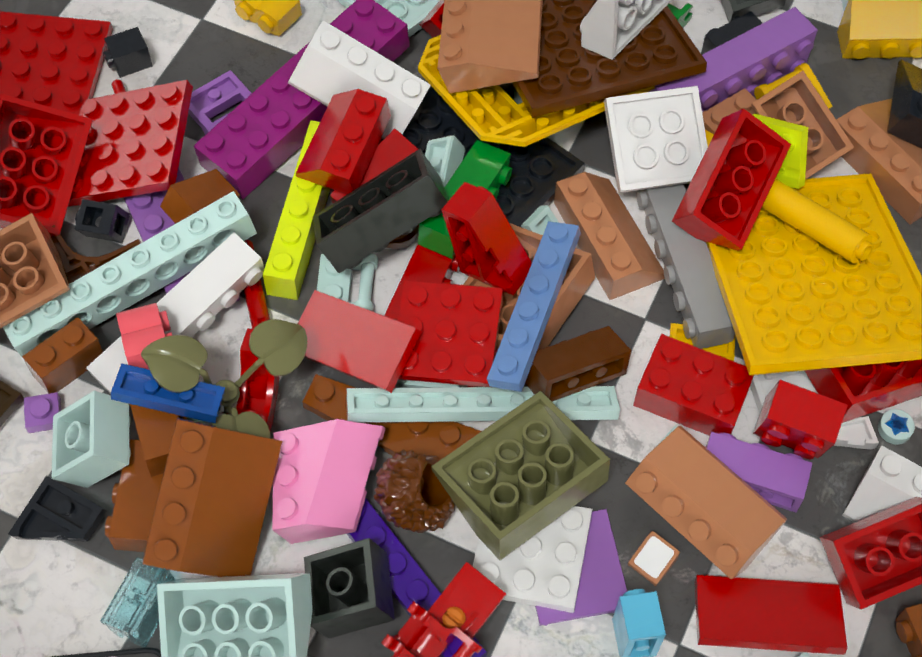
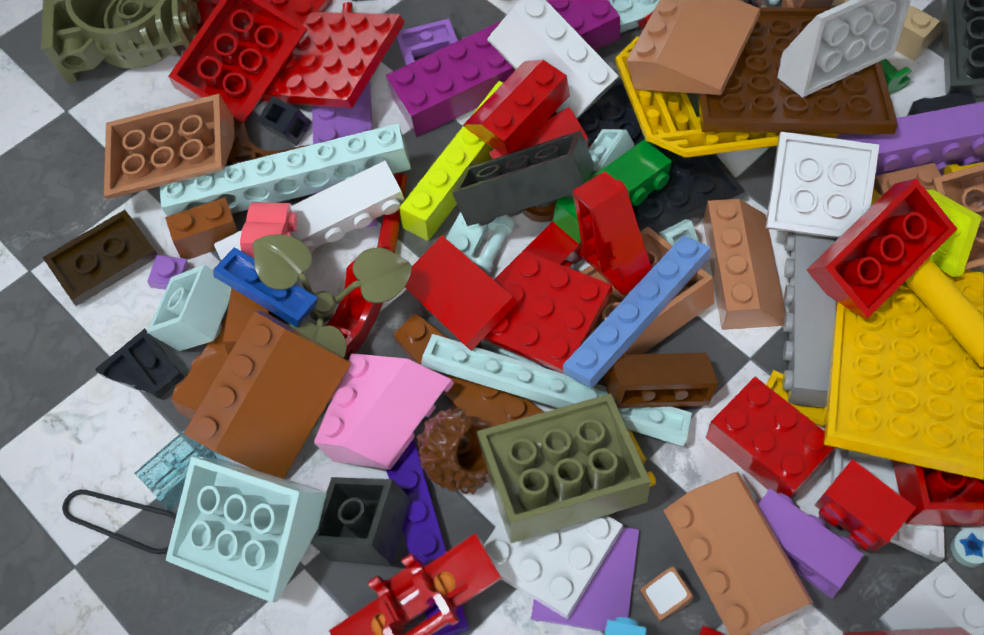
camera: 25 degrees right, 0 degrees up
(195, 194) = (367, 116): dark orange brick -> none

